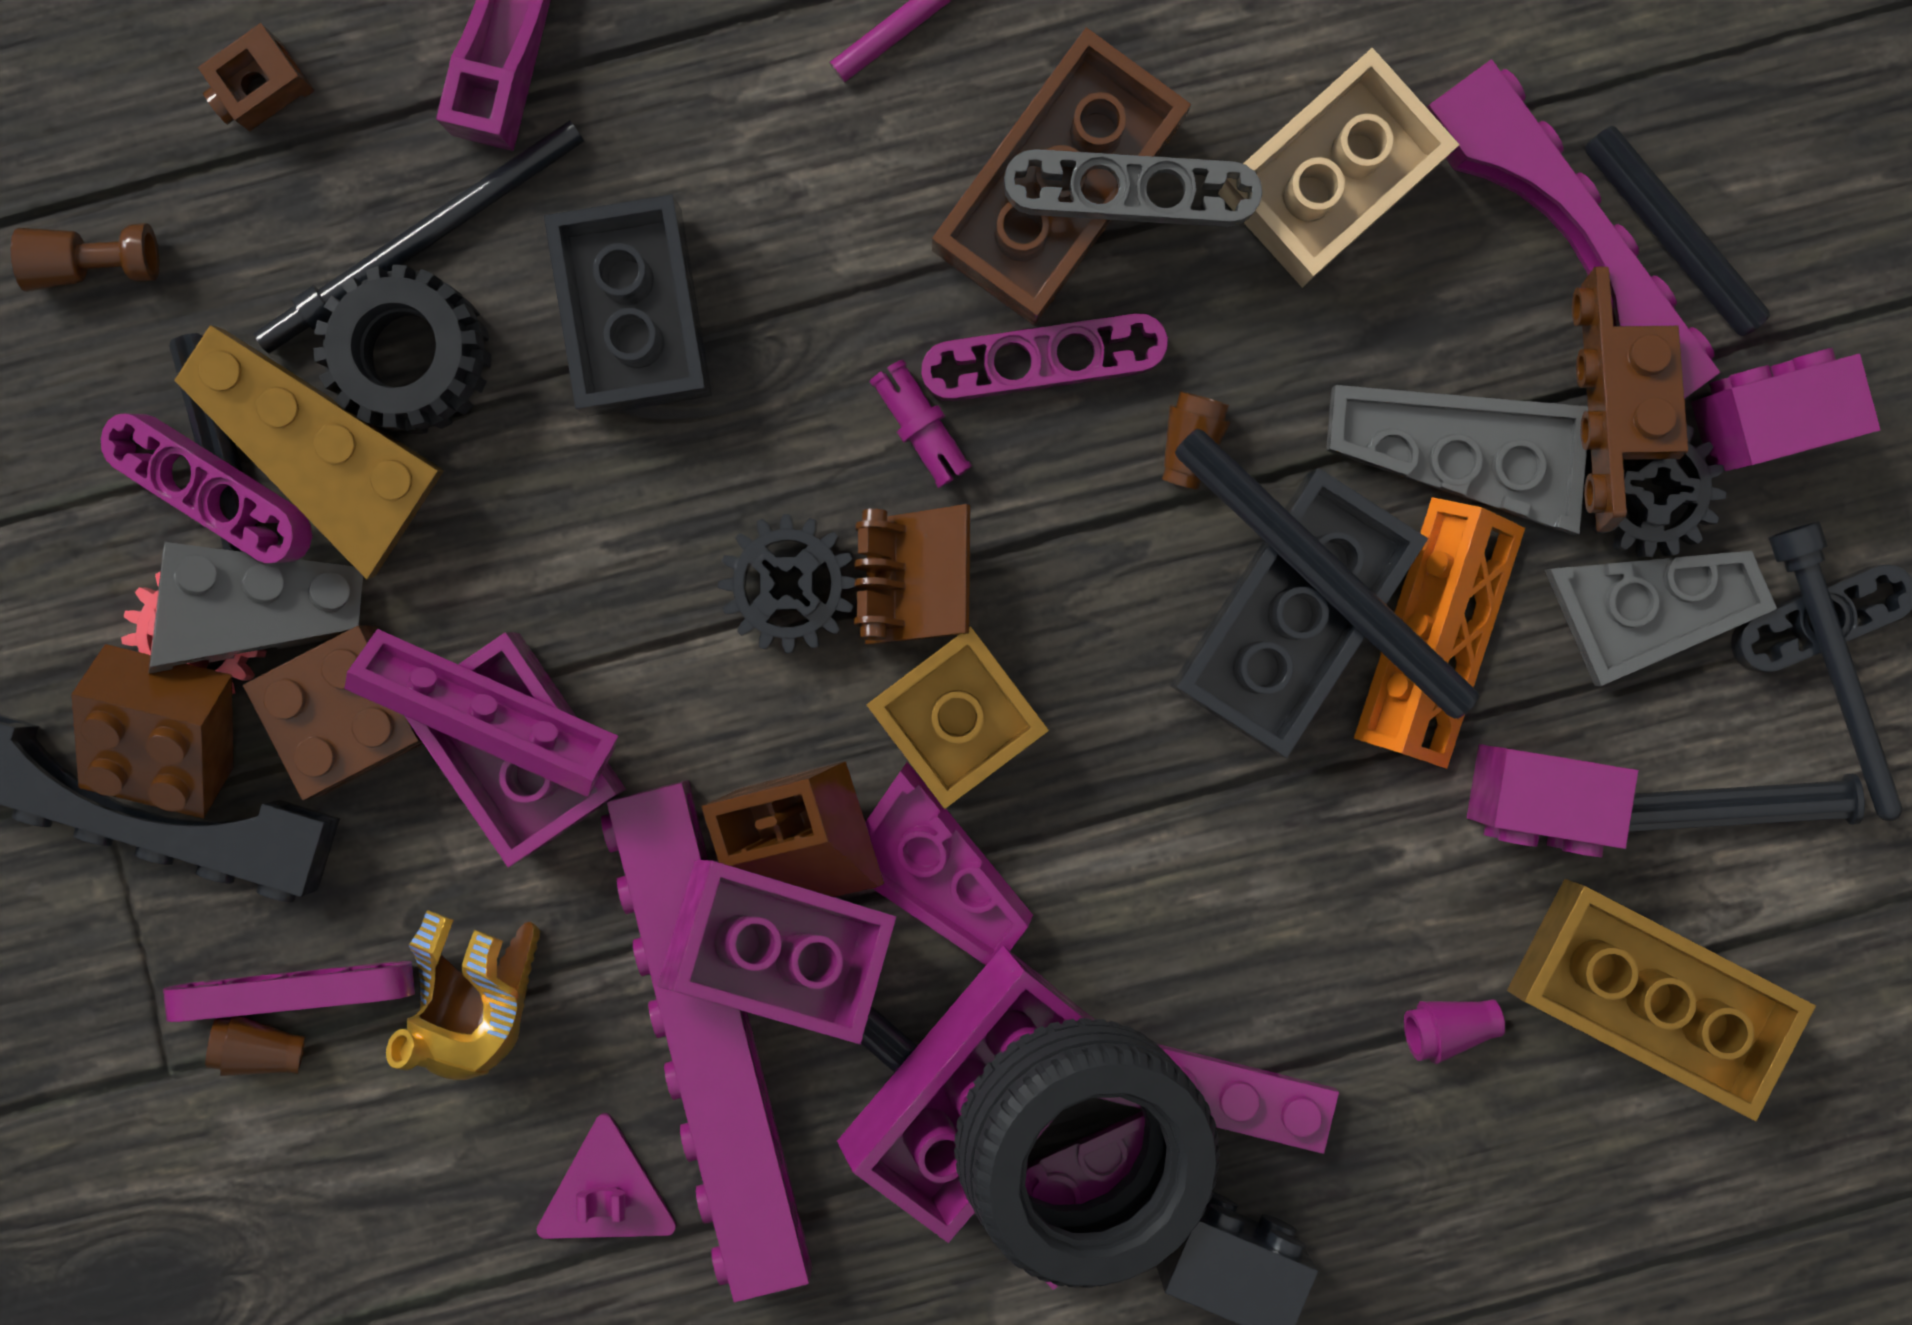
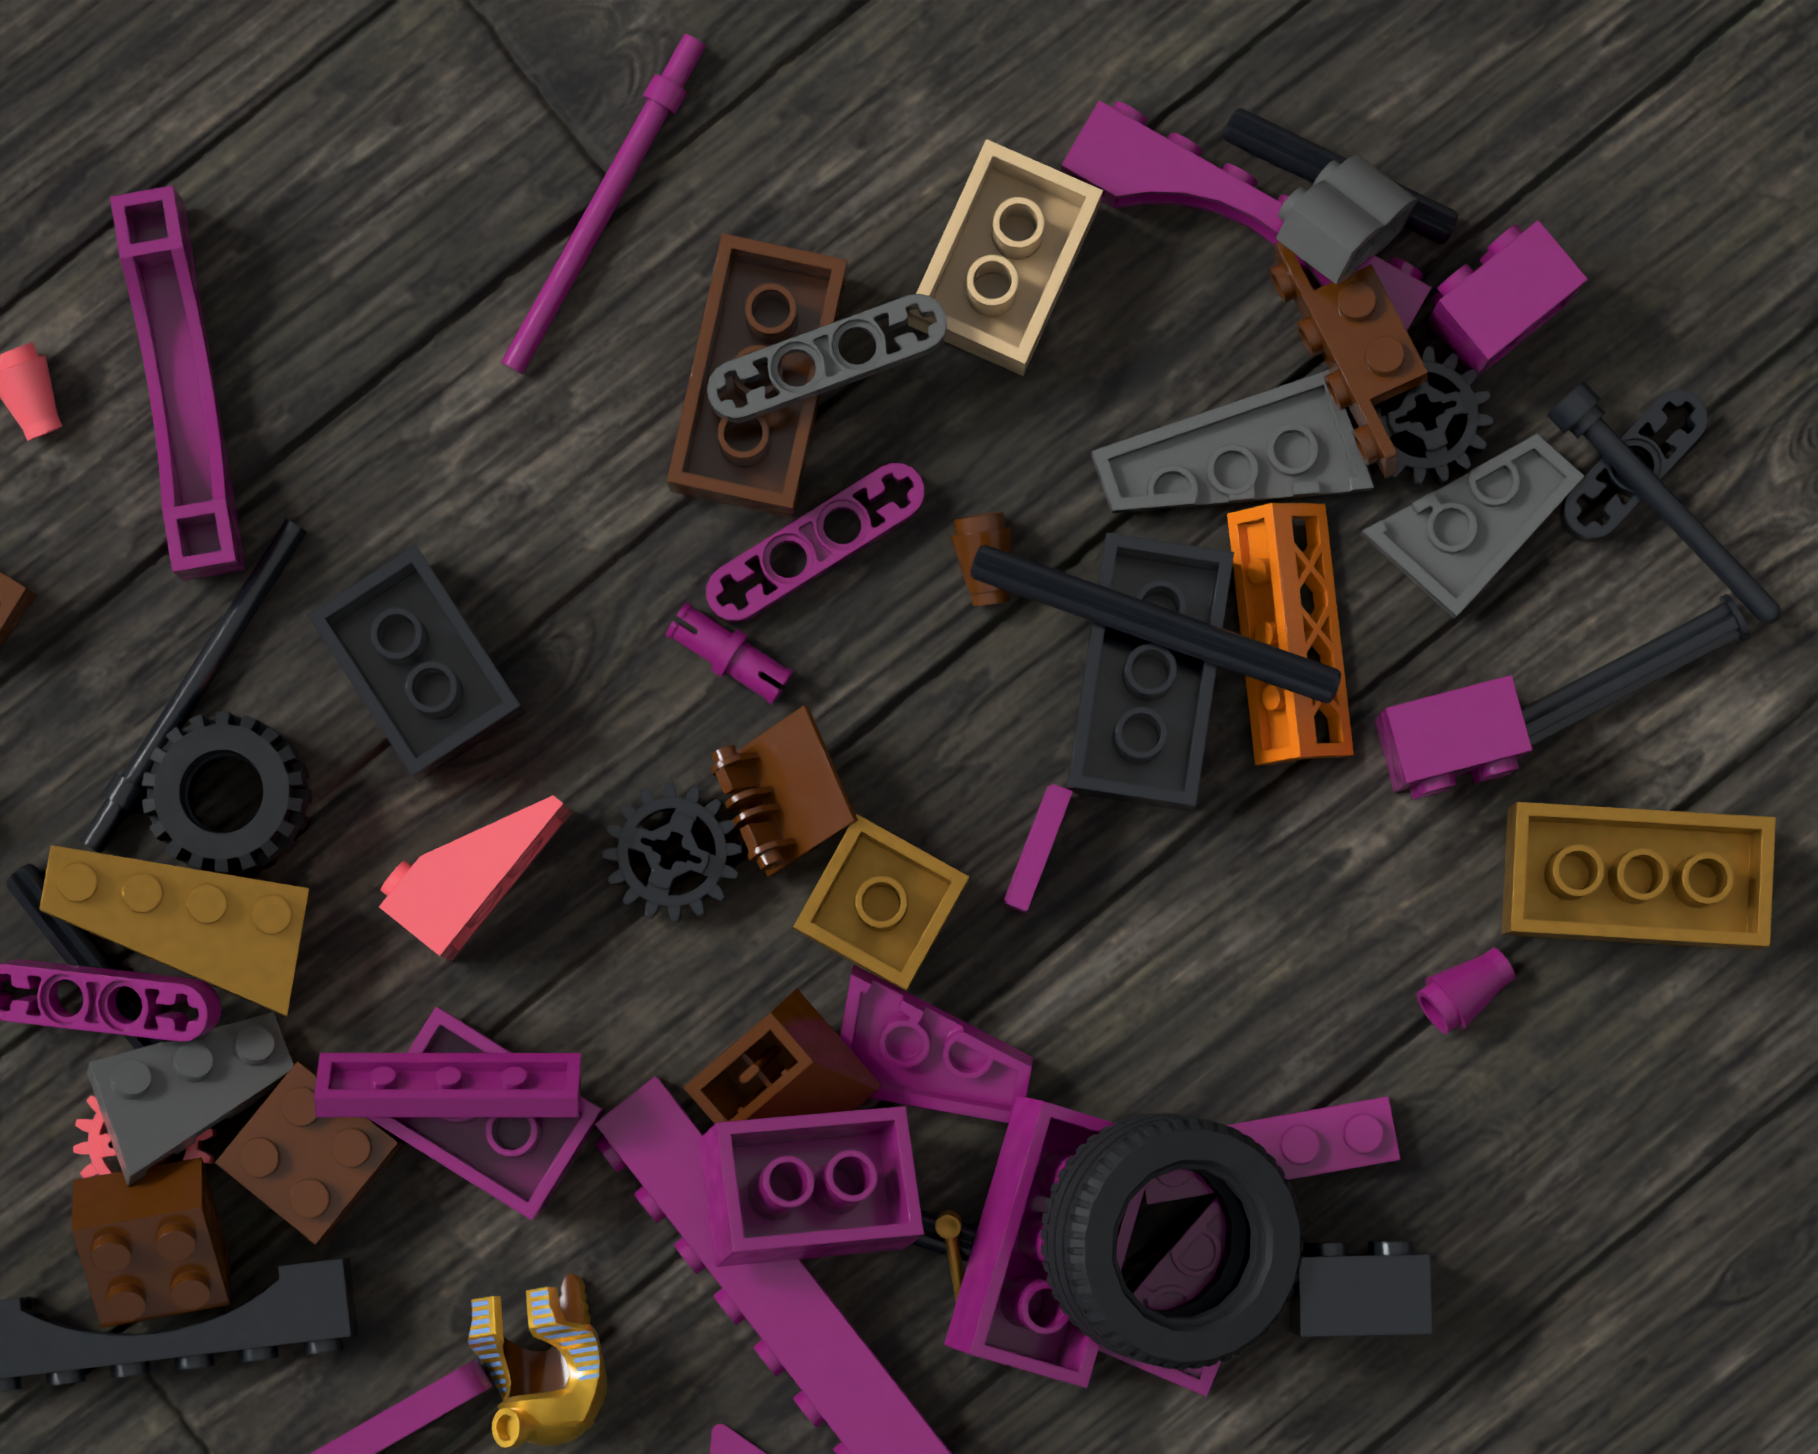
camera: 20 degrees left, 5 degrees down
(572, 530) = (462, 882): none -> coral slope
(888, 1037) = (948, 1227): none -> pearl gold hinge
(1122, 727) = (1037, 848): none -> magenta tile
(1673, 269) = (1344, 217): none -> dark grey brick

